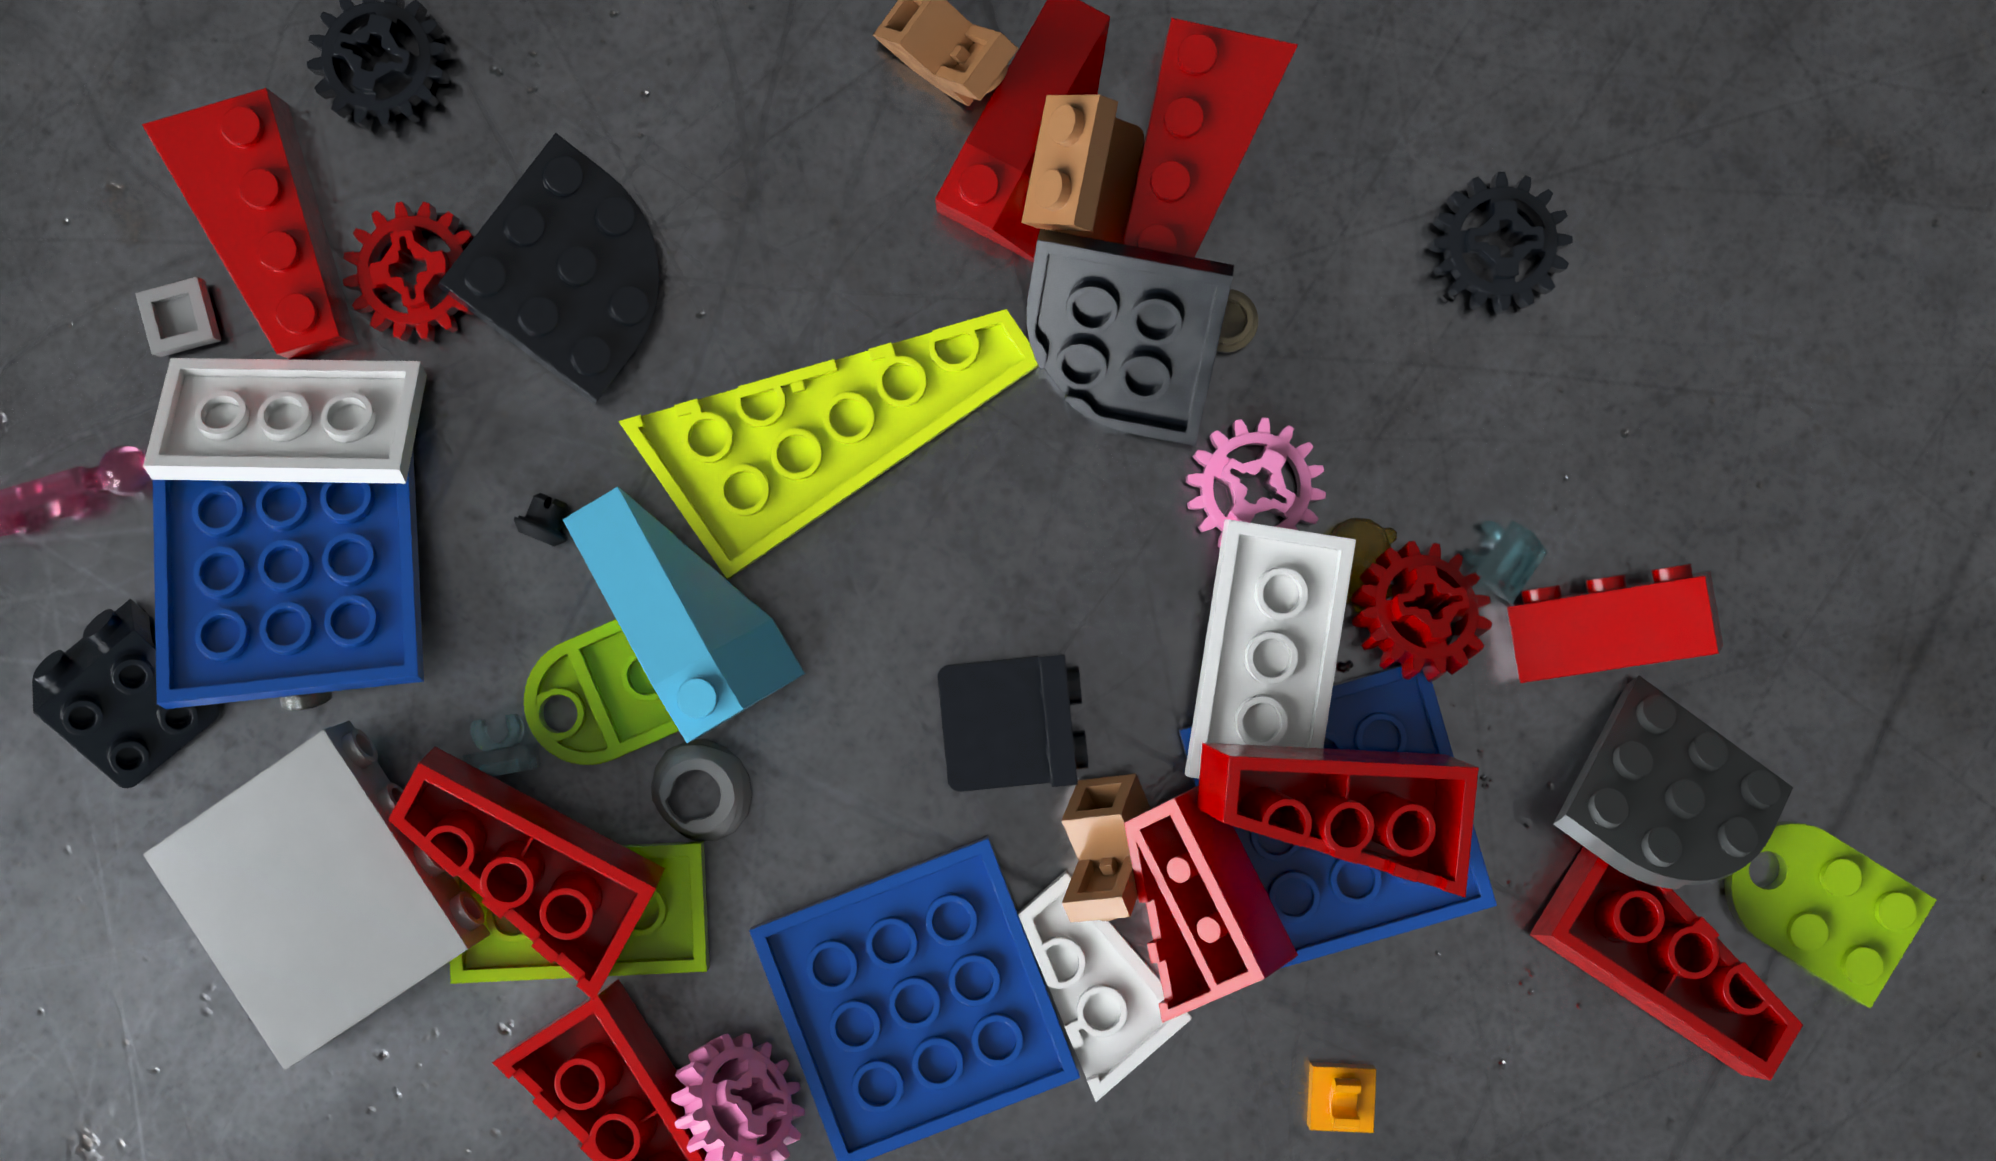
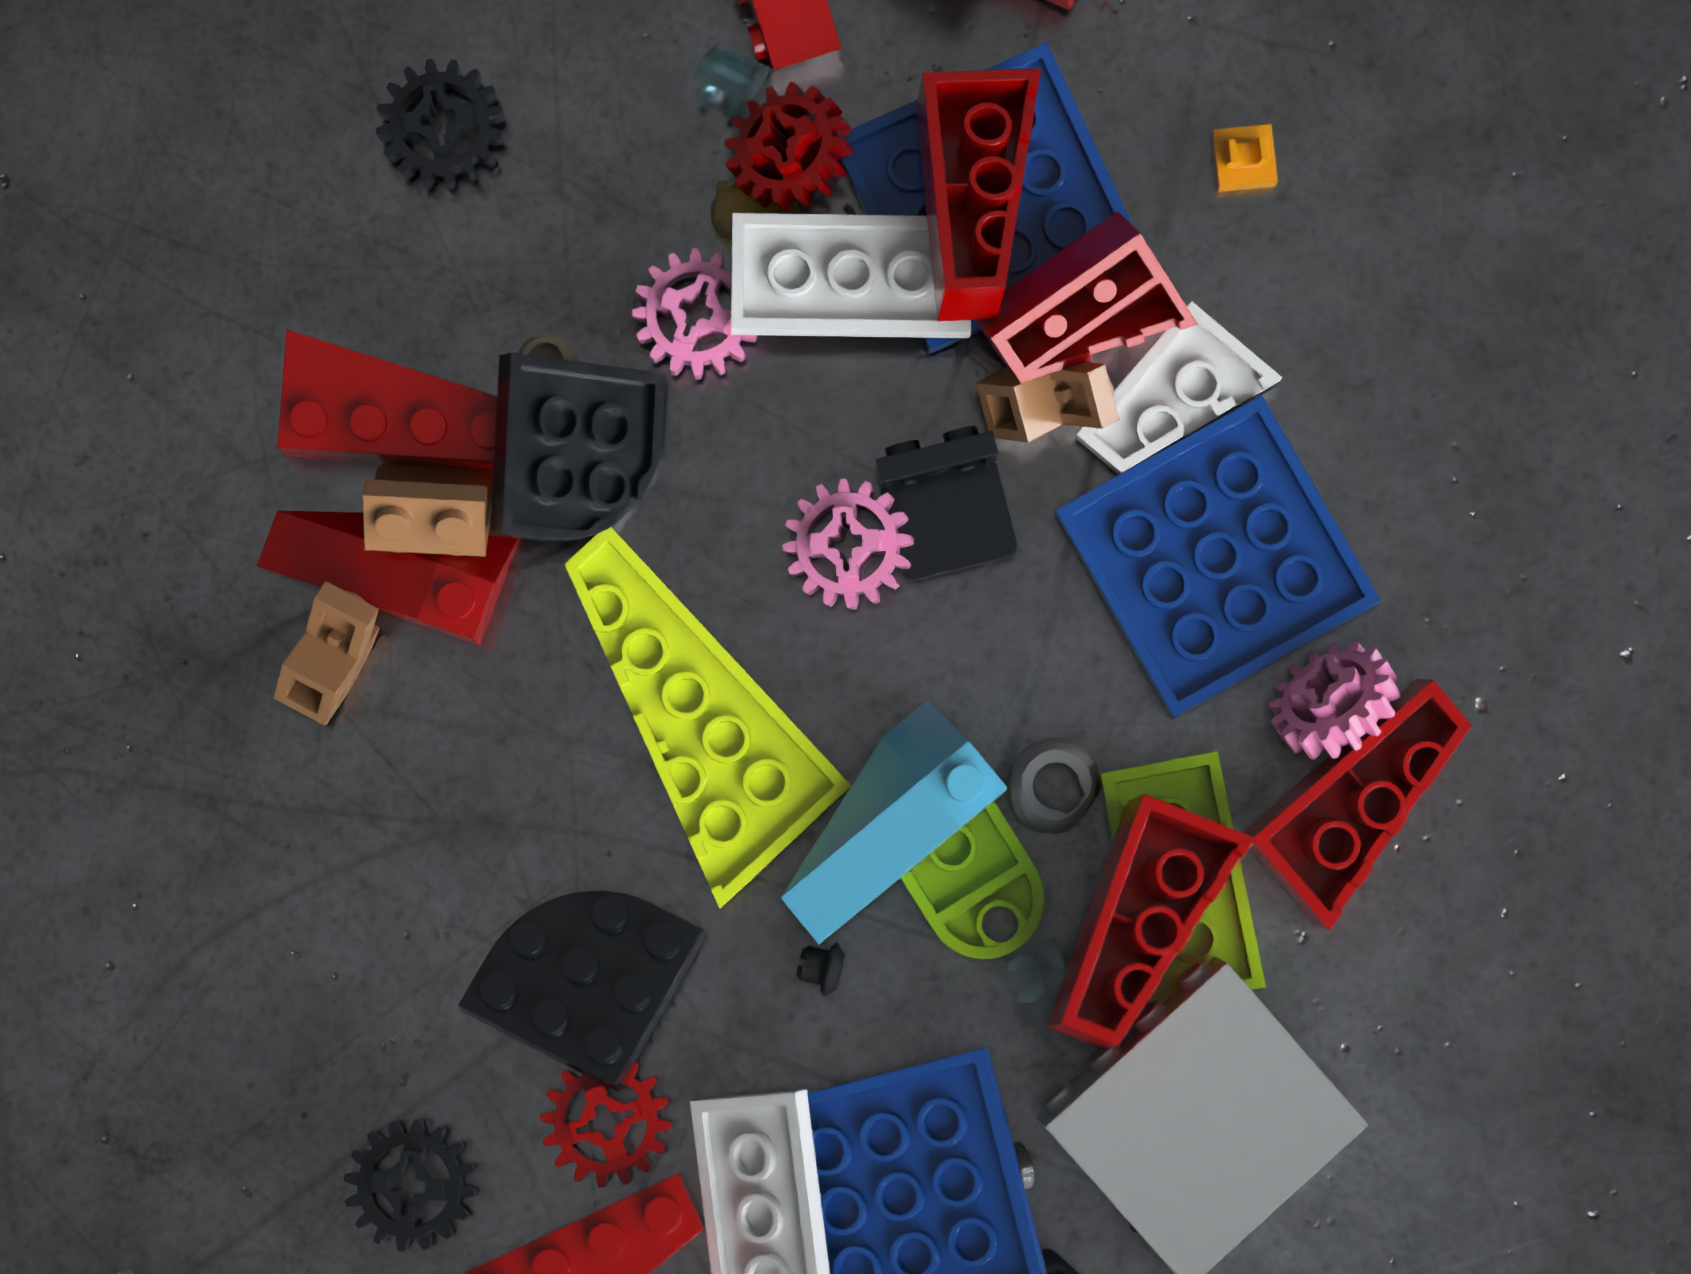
camera: 100 degrees left, 5 degrees down
(986, 585) = (874, 543): none -> bright pink gear

